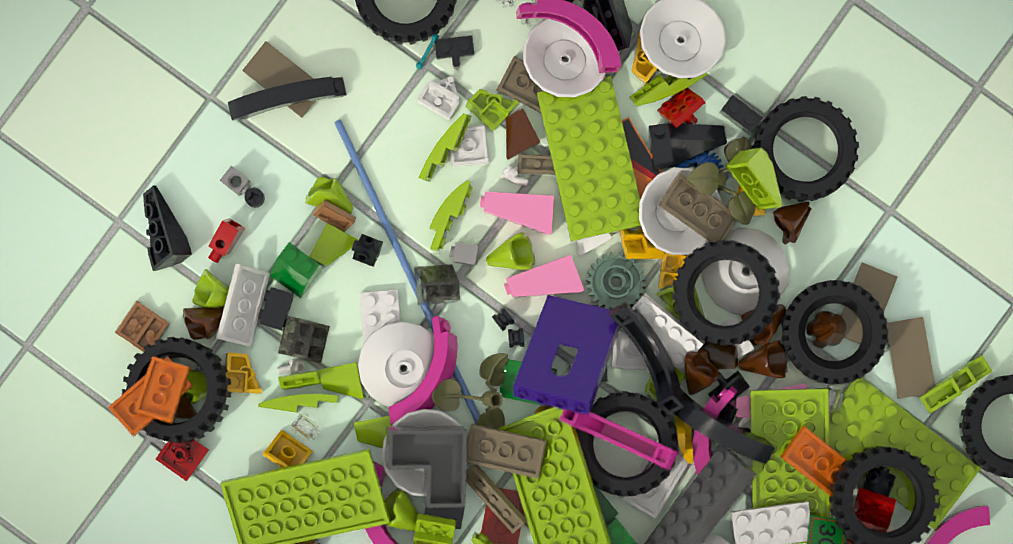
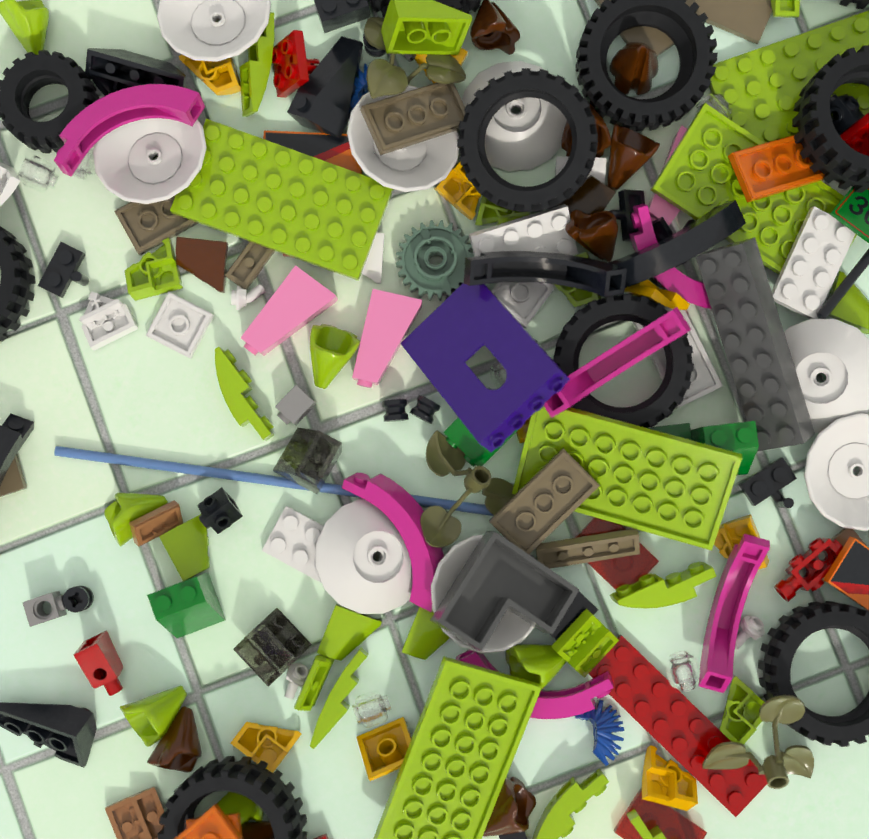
camera: 55 degrees left, 0 degrees up
(243, 305) = (188, 691): white plate -> none
(276, 308) = (216, 655): black brick -> none
(419, 65) = (36, 284): teal hinge -> none
(449, 141) = (158, 341): lime slope -> none
(638, 246) = (412, 208): yellow slope -> none

